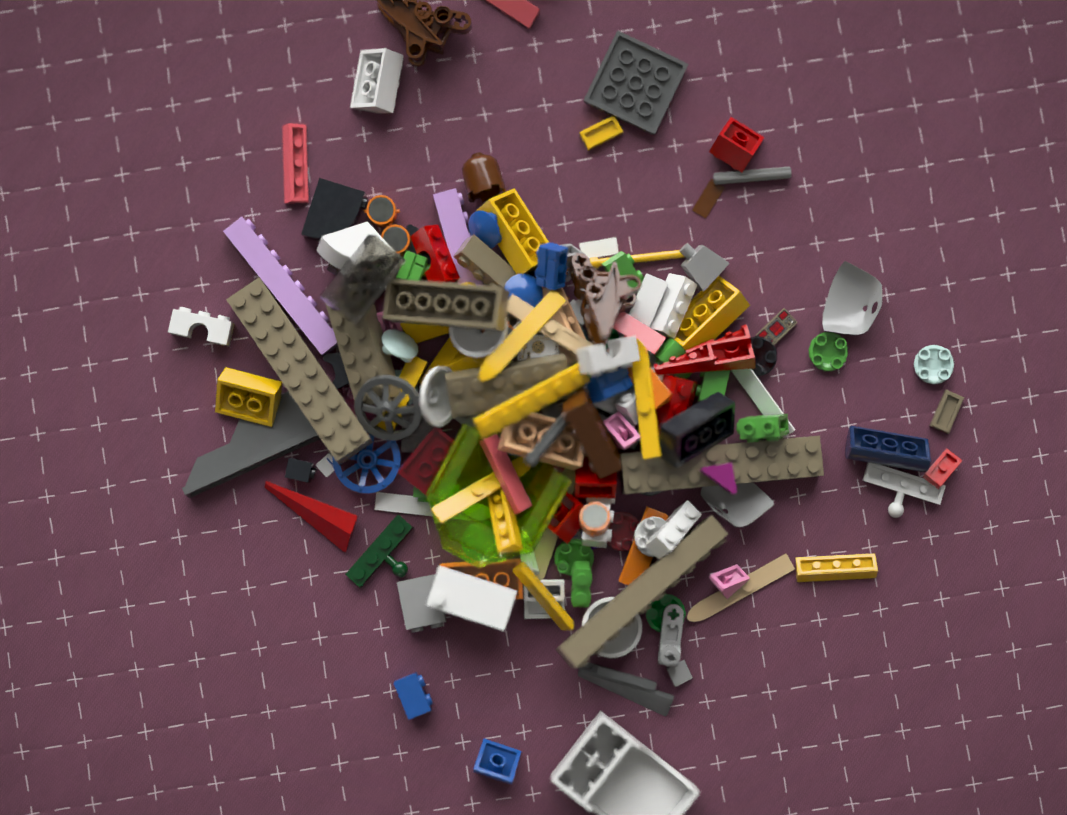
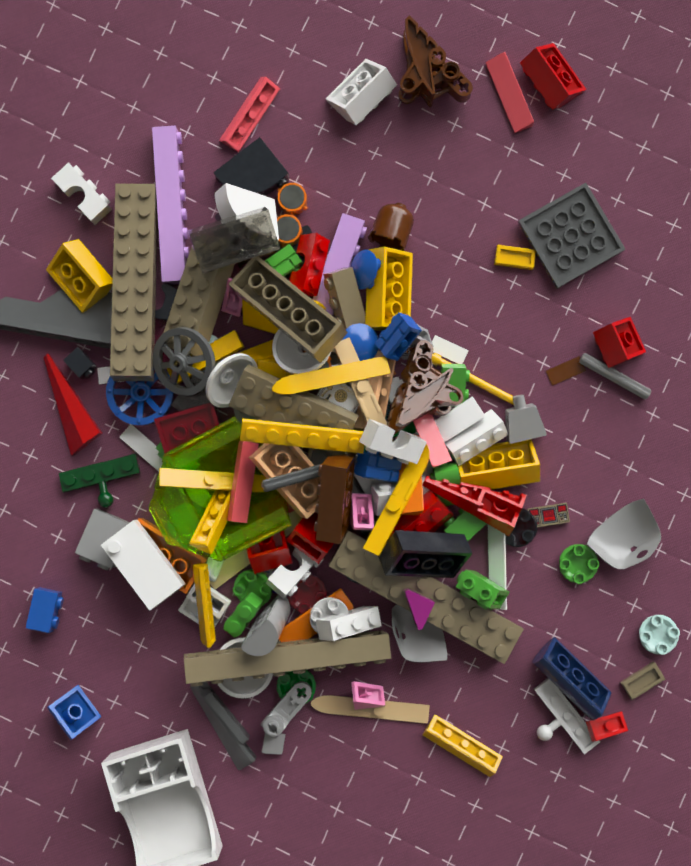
camera: 35 degrees right, 0 degrees up
(399, 345) = (229, 316): light aqua dish -> none
(594, 519) = (289, 569): piece -> none
(609, 578) = (267, 628): none -> light grey brick

